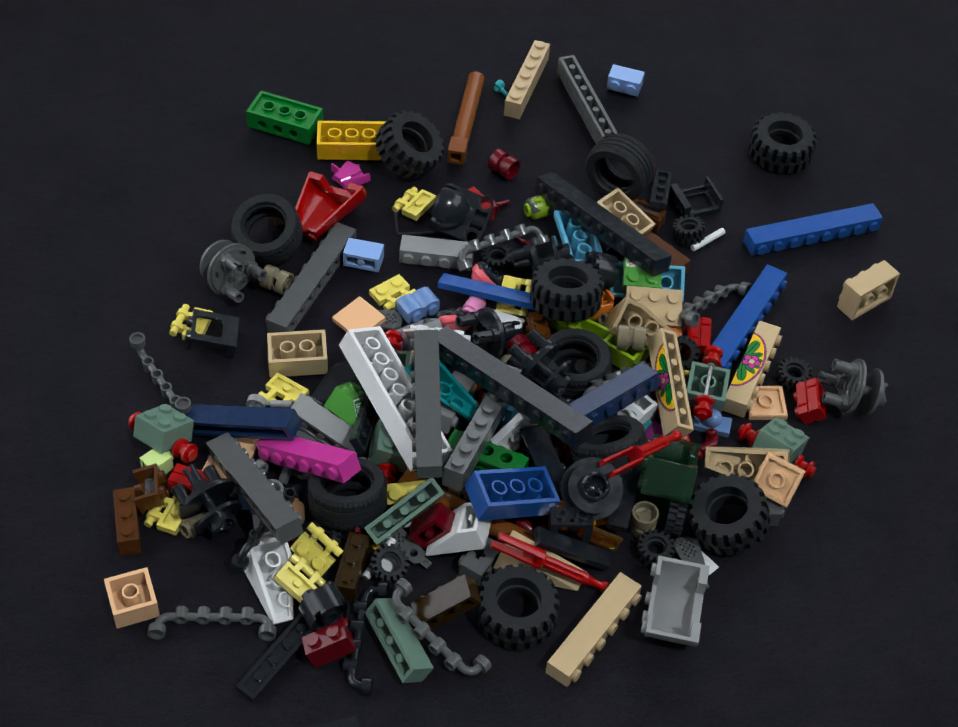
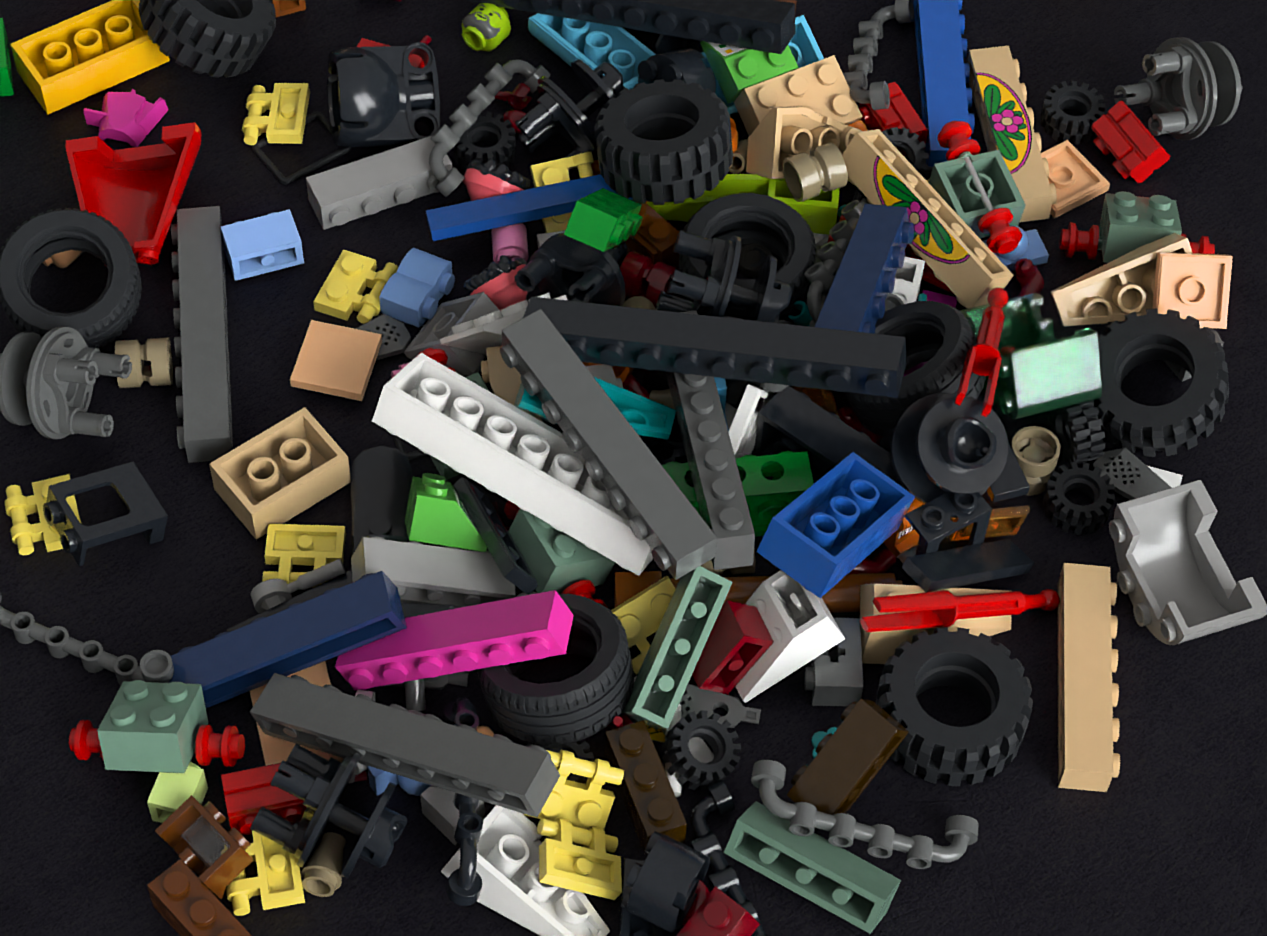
camera: 30 degrees left, 5 degrees up
(511, 310) = (604, 220): none -> green brick

